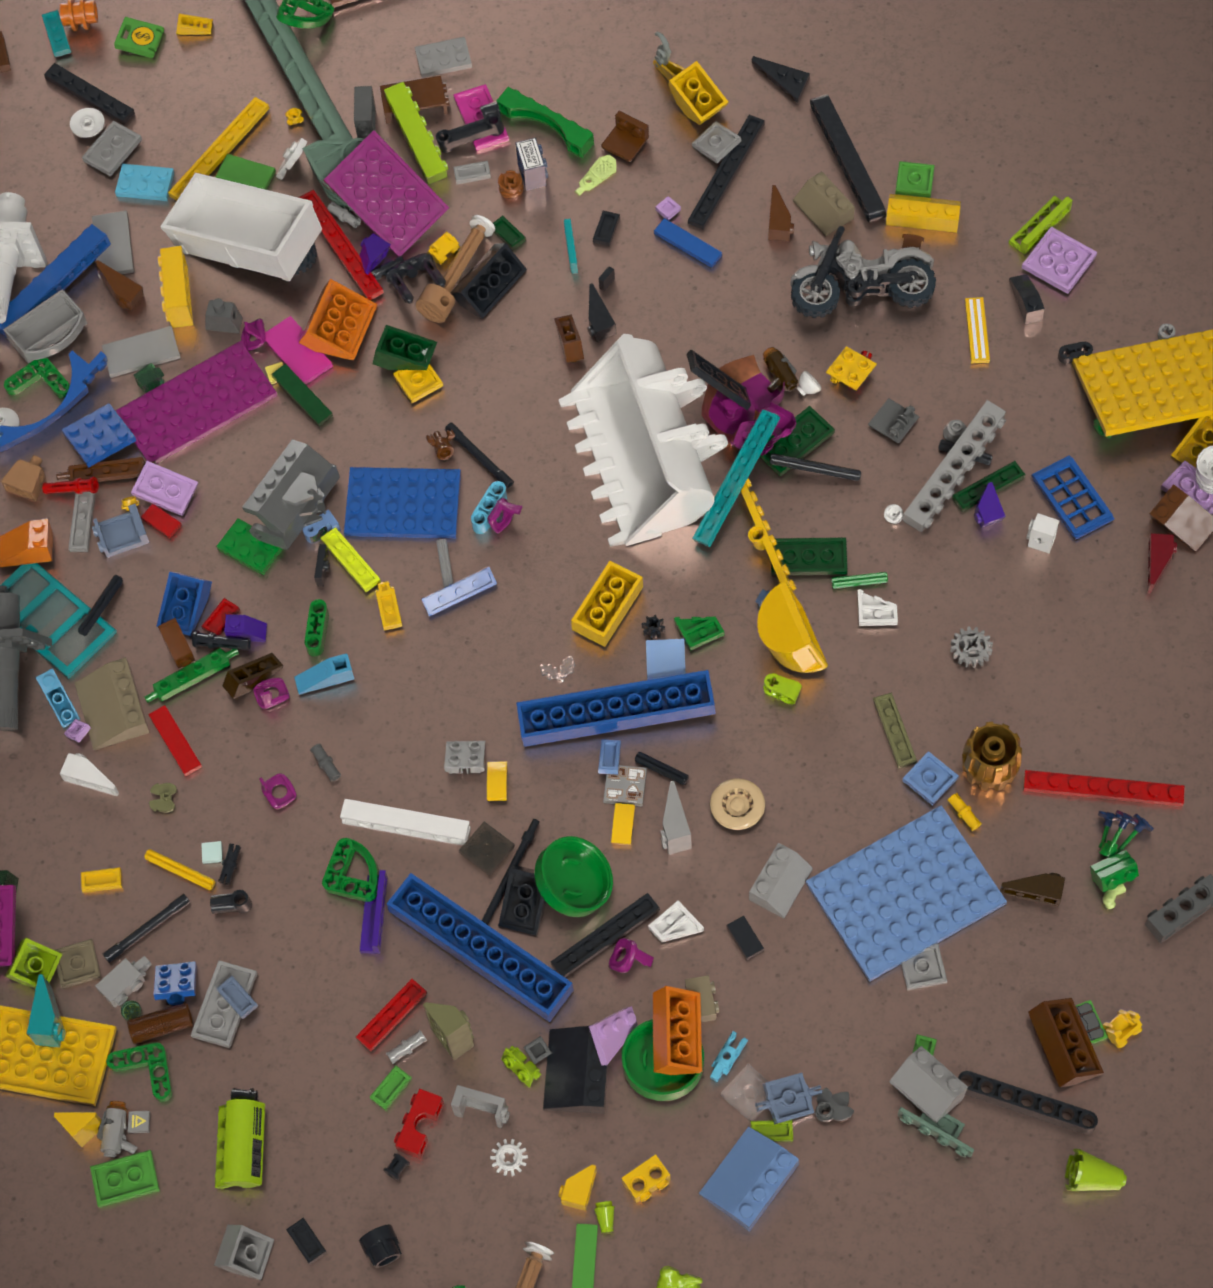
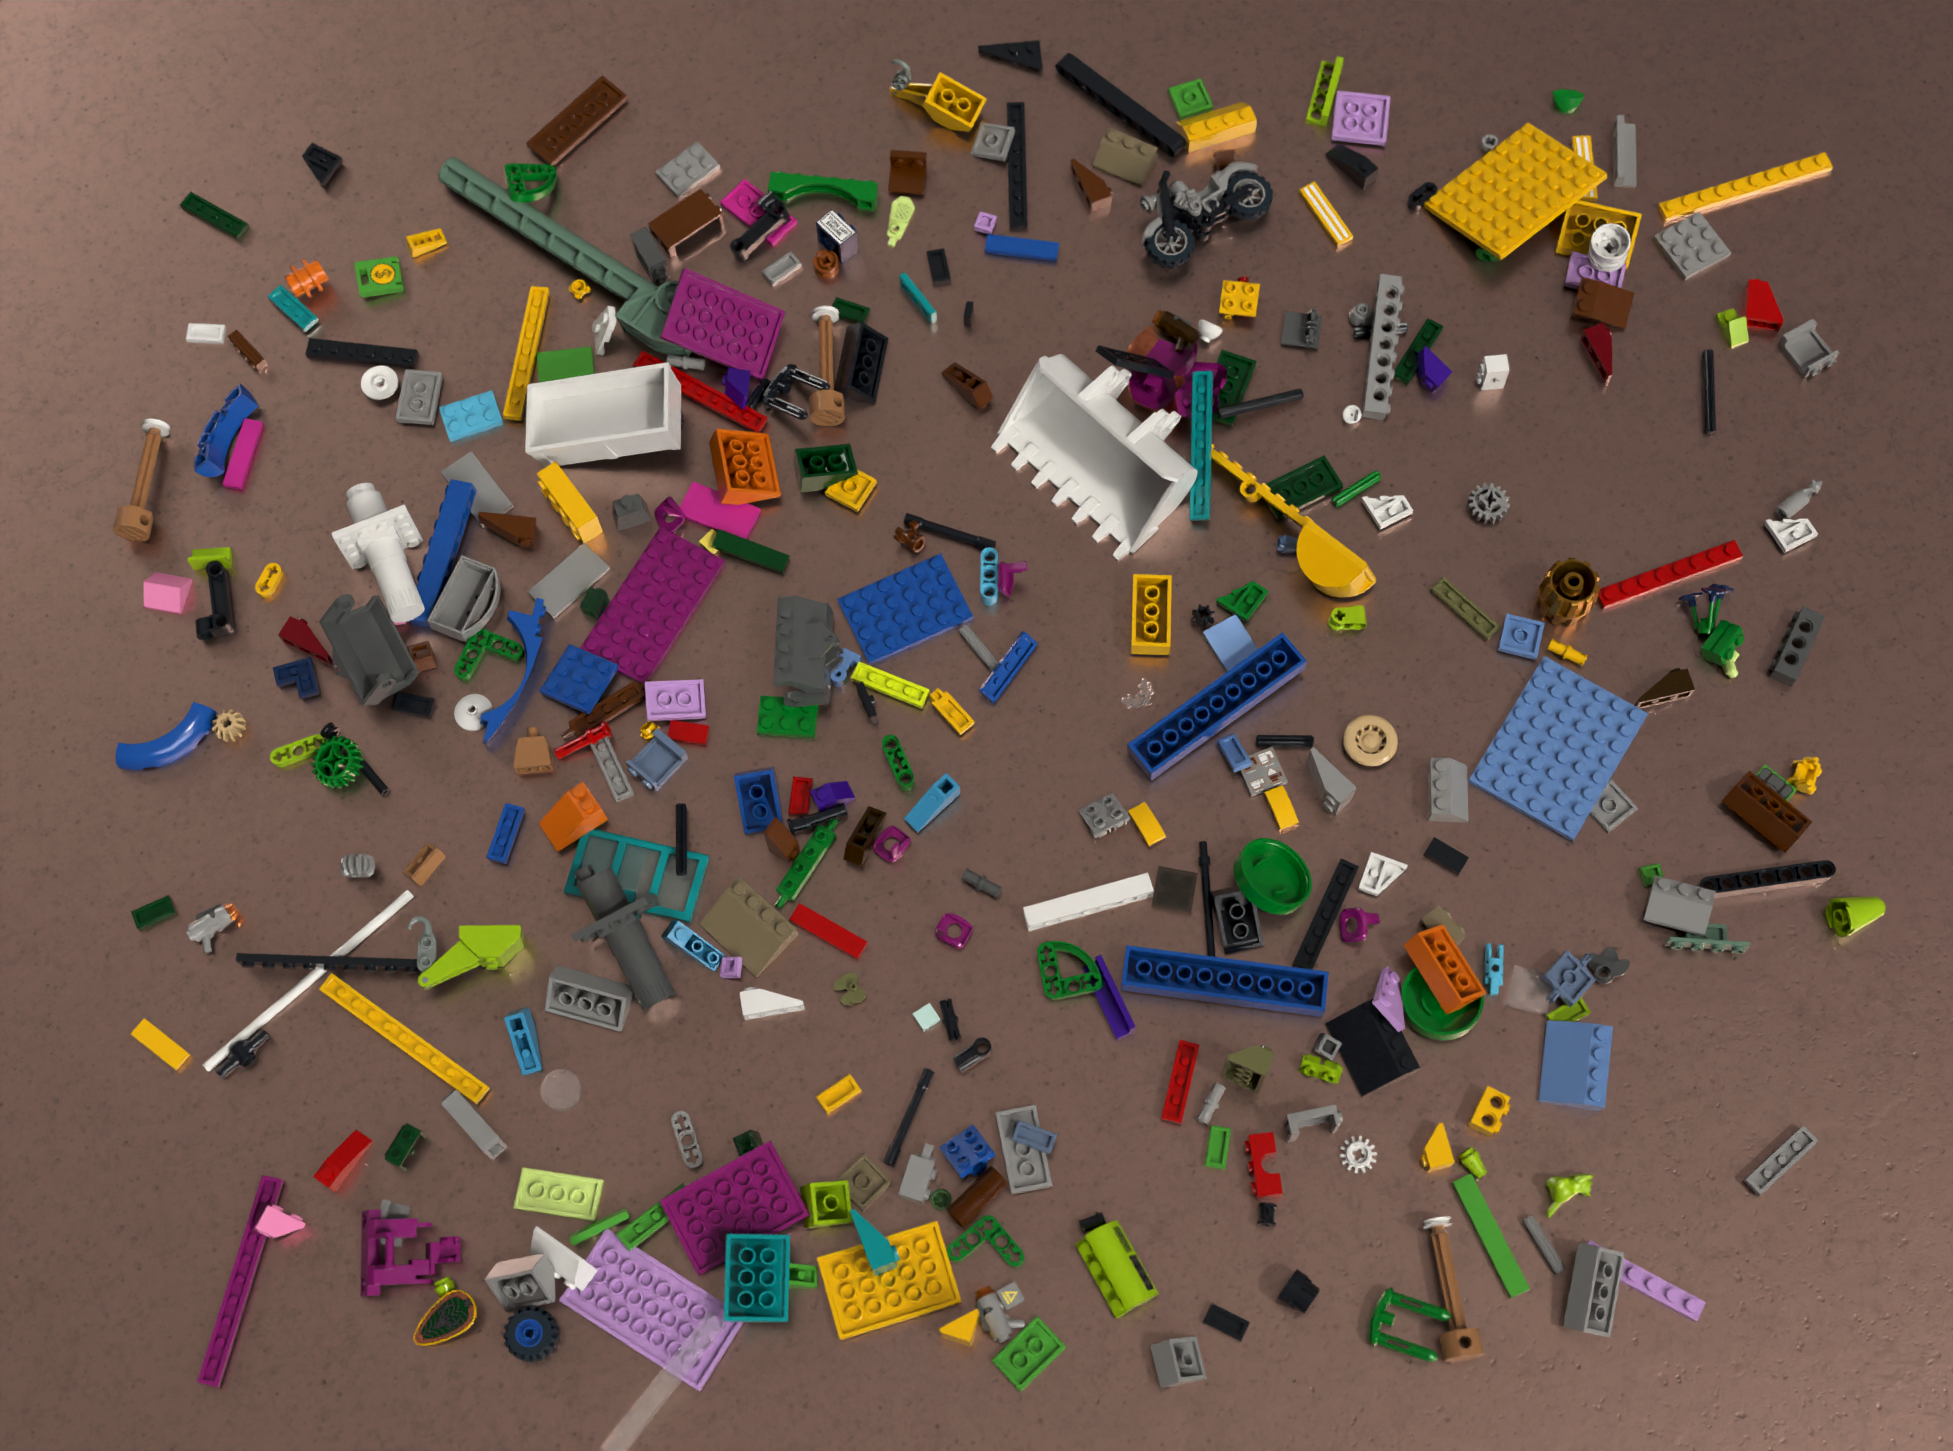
camera: 30 degrees left, 5 degrees up
(180, 869) = (906, 1047): yellow axle -> none
(416, 133) = (710, 253): lime brick -> none
(442, 247) = (799, 352): yellow piece -> none
(600, 321) = (985, 354): black slope -> none
(1087, 527) = (1464, 310): blue piece -> none

